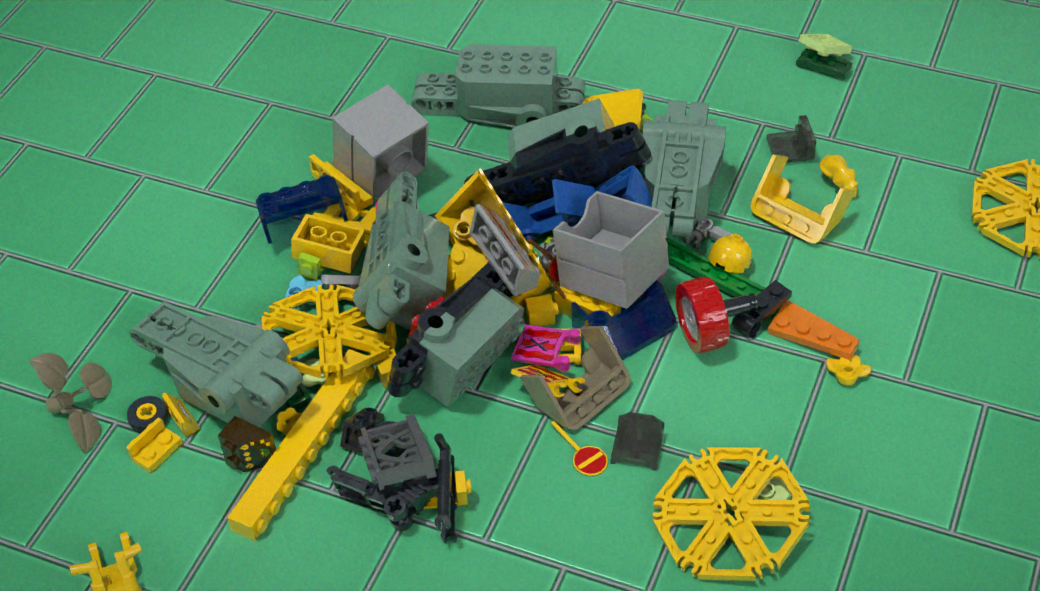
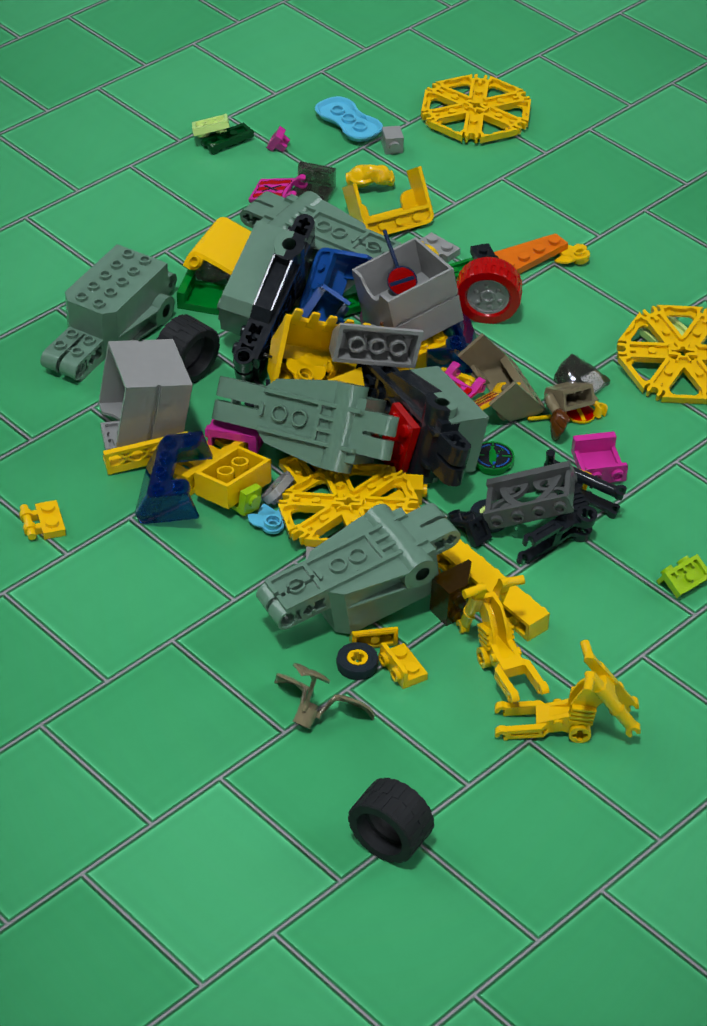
camera: 70 degrees left, 5 degrees down
(190, 502) = (497, 636): none -> yellow piece
(234, 165) = (49, 519): none -> yellow plate
(475, 415) = (495, 458): none -> tile
(476, 134) = (195, 342): none -> black tyre
(518, 499) = (599, 456): none -> dark pink panel
(584, 435) = (568, 397): none -> dark tan torso
(625, 228) = (401, 277): none -> piece
(770, 120) = (278, 186): none -> dark pink flag
(777, 262) = (446, 250): none -> light grey plate
(848, 92) = (278, 140): none -> dark pink tile
(919, 167) = (392, 140): none -> light grey brick
(925, 131) = (346, 115): none -> medium azure plate

